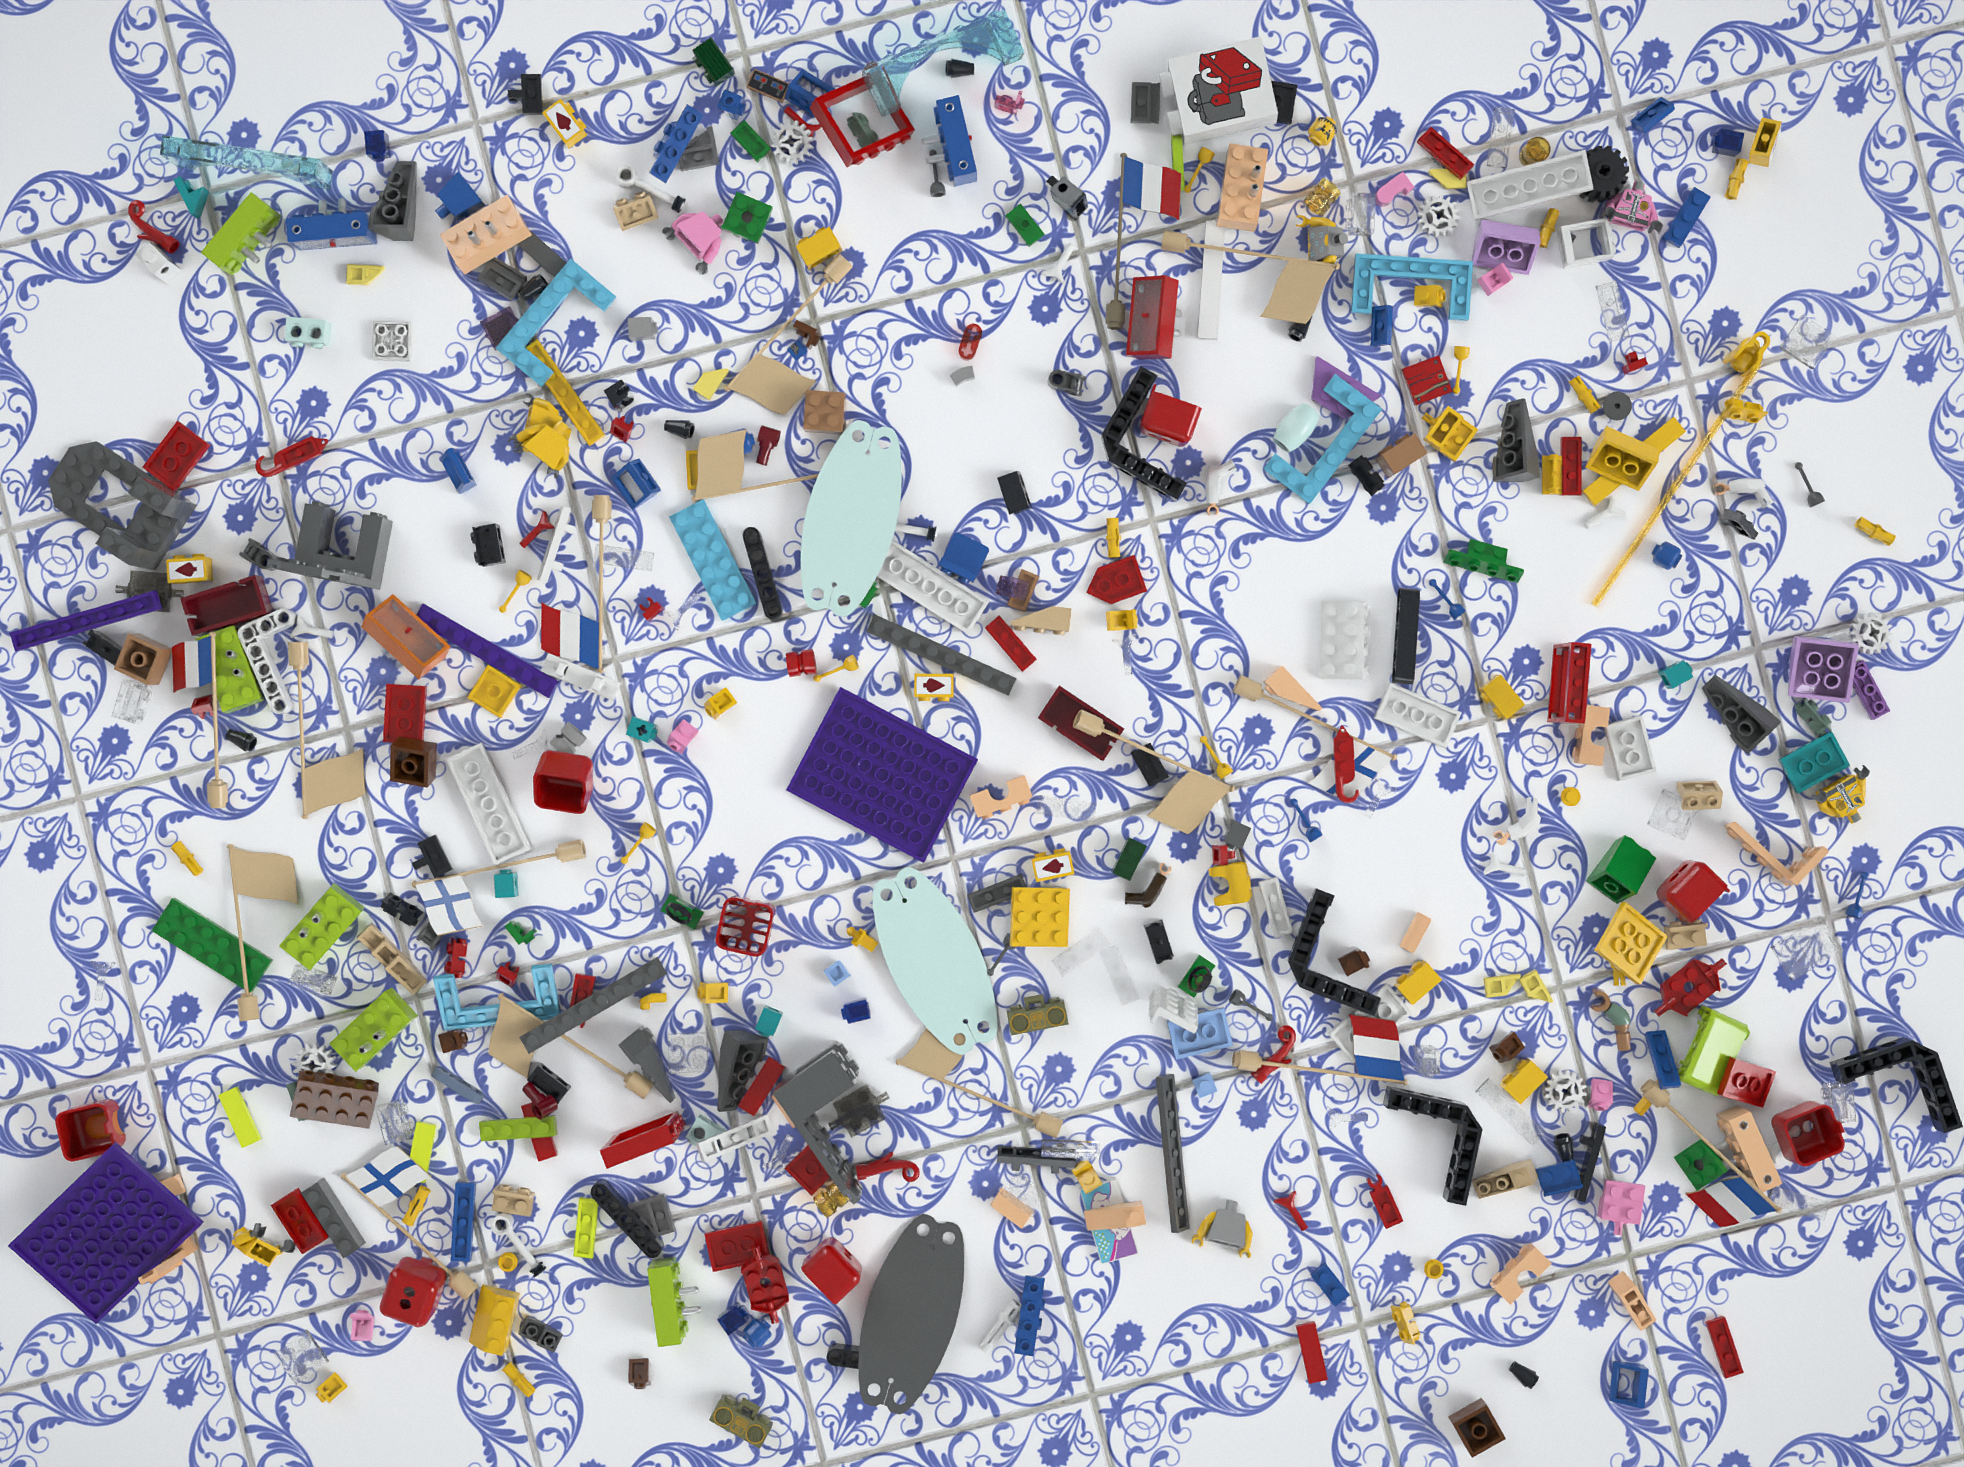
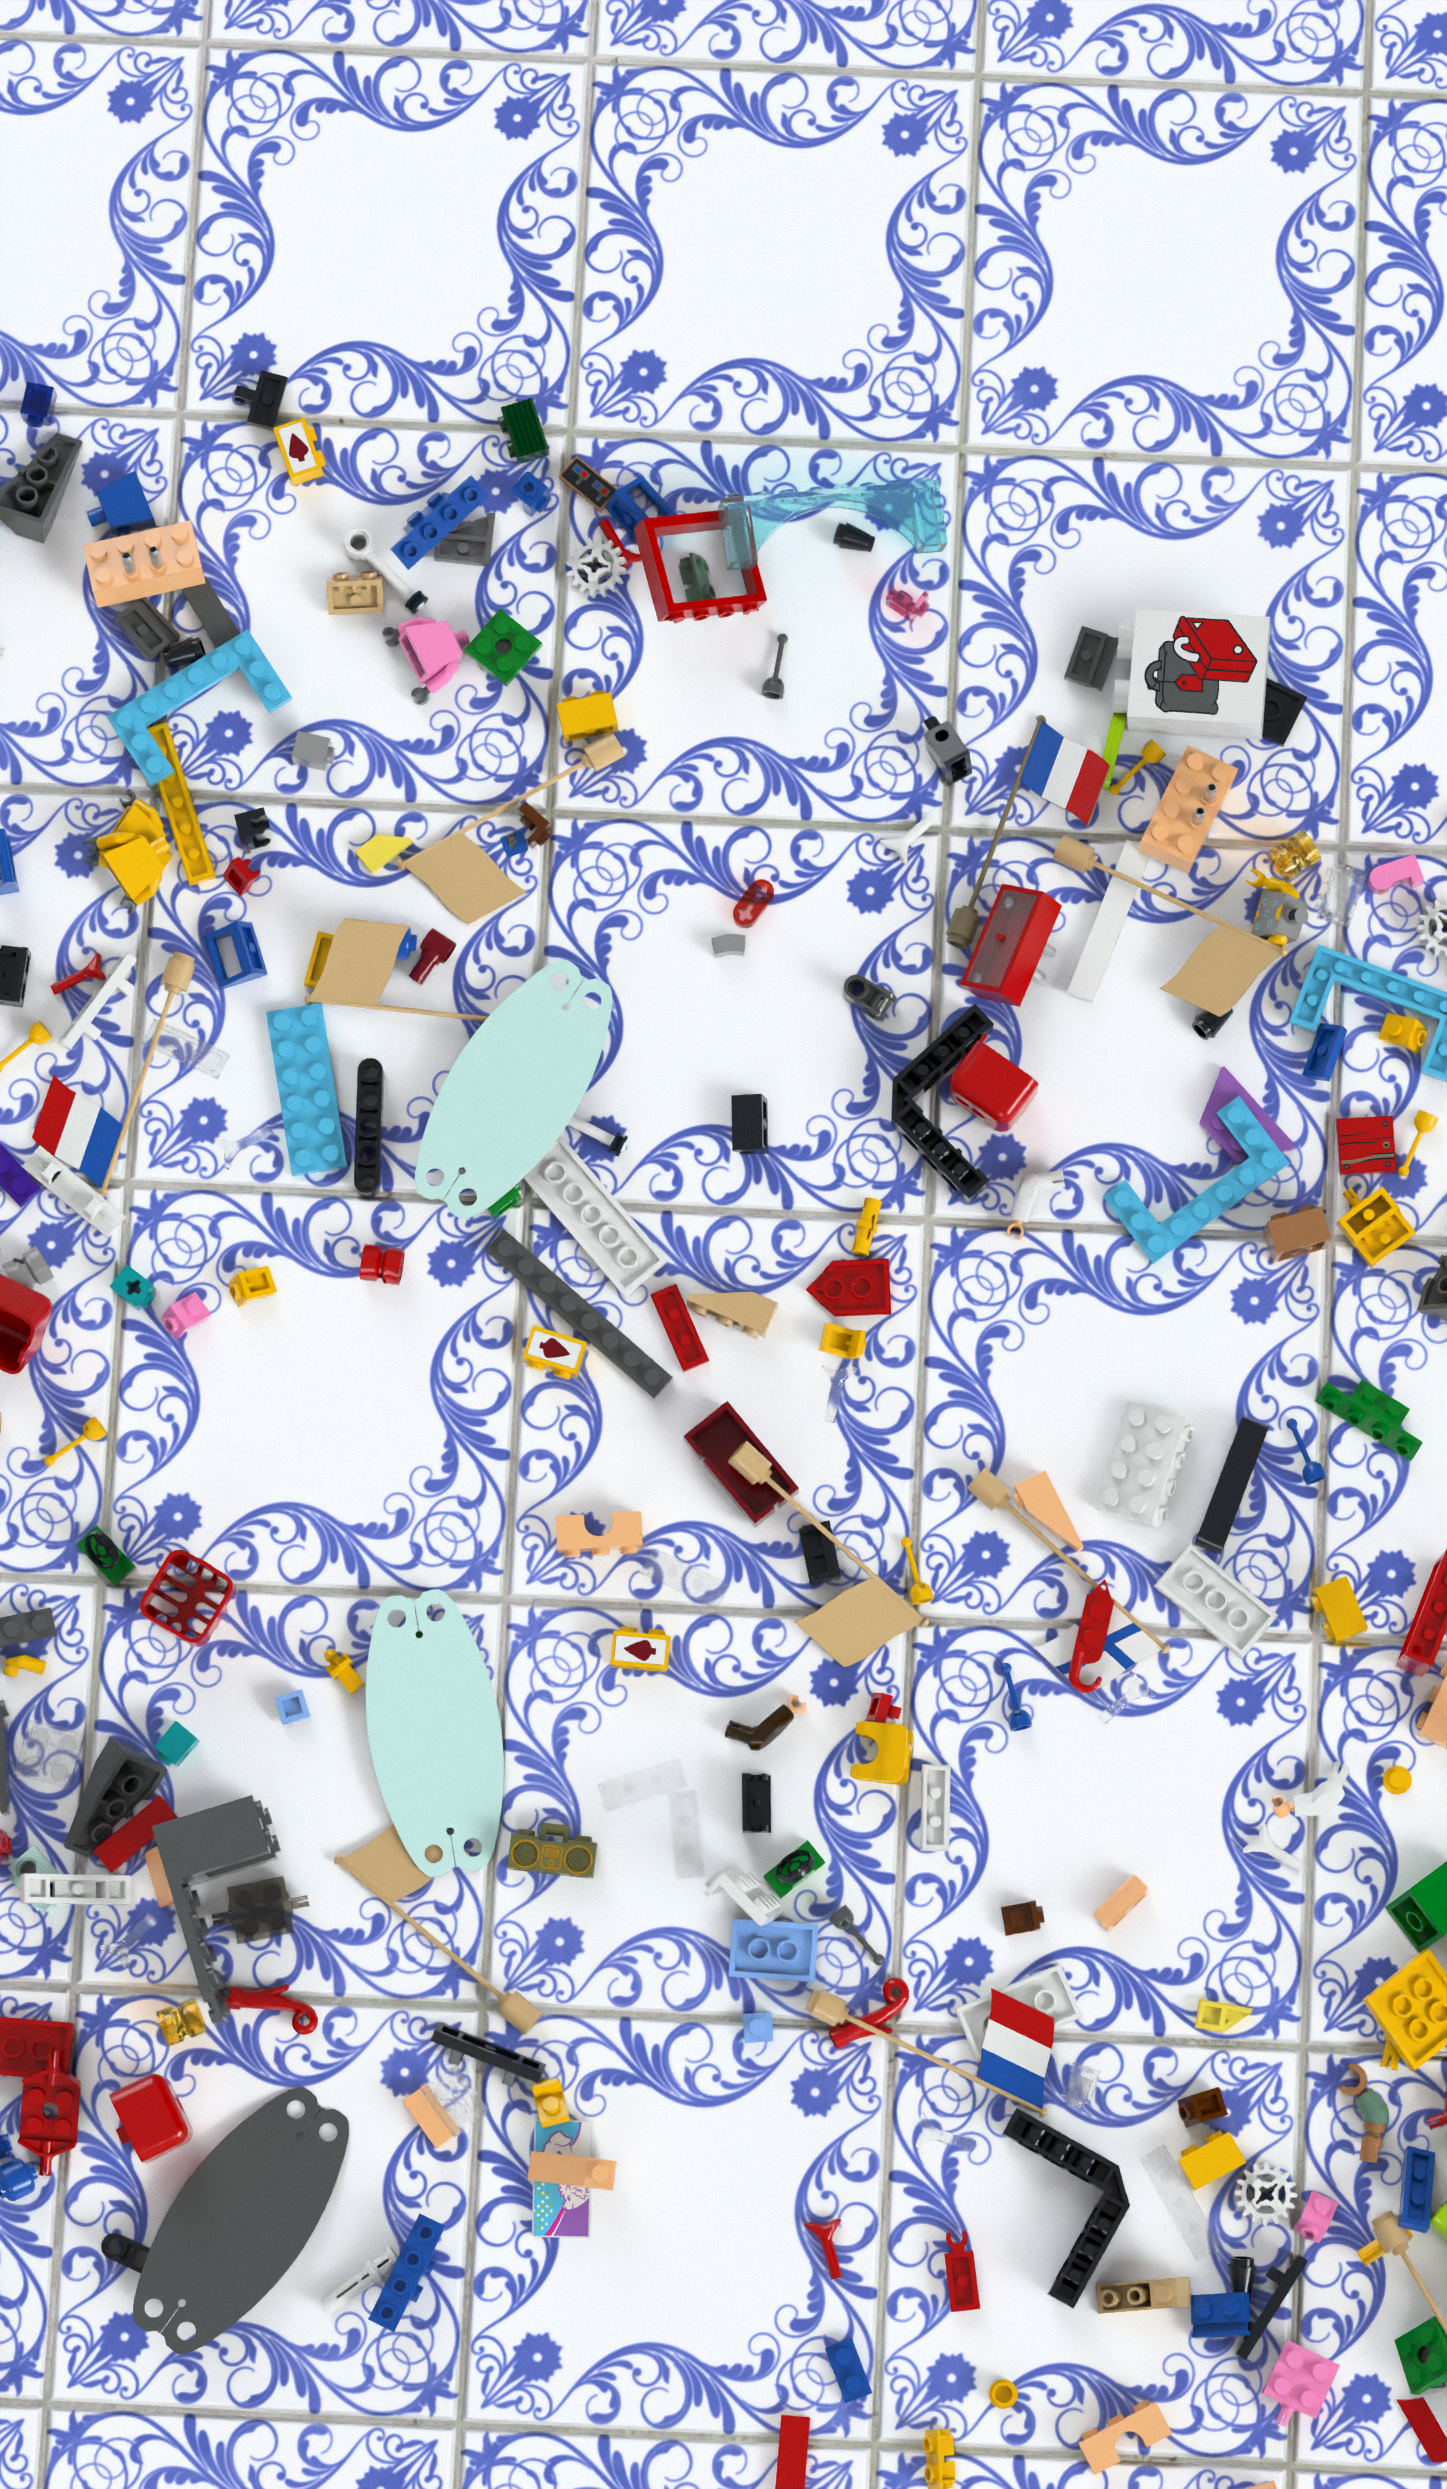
camera: 20 degrees right, 10 degrees down
(499, 325) = (120, 688): clear purple piece -> none
(653, 610) = (202, 1131): red tile -> none
(680, 428) = (320, 898): black cone -> none
(713, 992) = (111, 1680): yellow bracket -> none
(750, 141) = (540, 549): green plate -> none
(807, 1170) = (166, 1971): red tile -> none
(824, 412) = (524, 936): medium nougat brick -> none
(849, 664) = (448, 1287): yellow hinge -> none
(856, 1011) = (302, 1768): clear blue brick -> none
(882, 774) = (444, 1452): dark purple plate -> none
(956, 140) = (818, 626): blue piece -> none
(963, 558) = (651, 1191): blue bracket -> none
(994, 893) = (552, 1666): dark grey tile -> none
(1006, 942) = (546, 1740): dark grey hinge -> none
(1012, 587) = (705, 1251): clear purple bracket -> none
(1022, 604) = (719, 1261): medium nougat tile -> none
(1024, 225) = (877, 771): green plate -> none
(1039, 917) = (600, 1716): yellow plate -> none
(1070, 1149) = (539, 2056): clear tile -> none
(1128, 858) = (750, 1673): dark green brick -> none
(1172, 1153) = (682, 2108): dark grey plate -> none
(1226, 1228) = (725, 2239): light grey torso -> none
(1236, 835) = (910, 1687): dark grey brick -> none
(1296, 427) = (1164, 1153): light aqua piece -> none
(1317, 982) = (952, 1879): black brick -> none
(1322, 131) = (1321, 768): yellow head -> none
(1371, 482) = (1246, 1259): black hinge -> none
(1417, 982) = (1102, 1973): yellow brick -> none
(1534, 986) = (1268, 2035): light yellow tile -> none

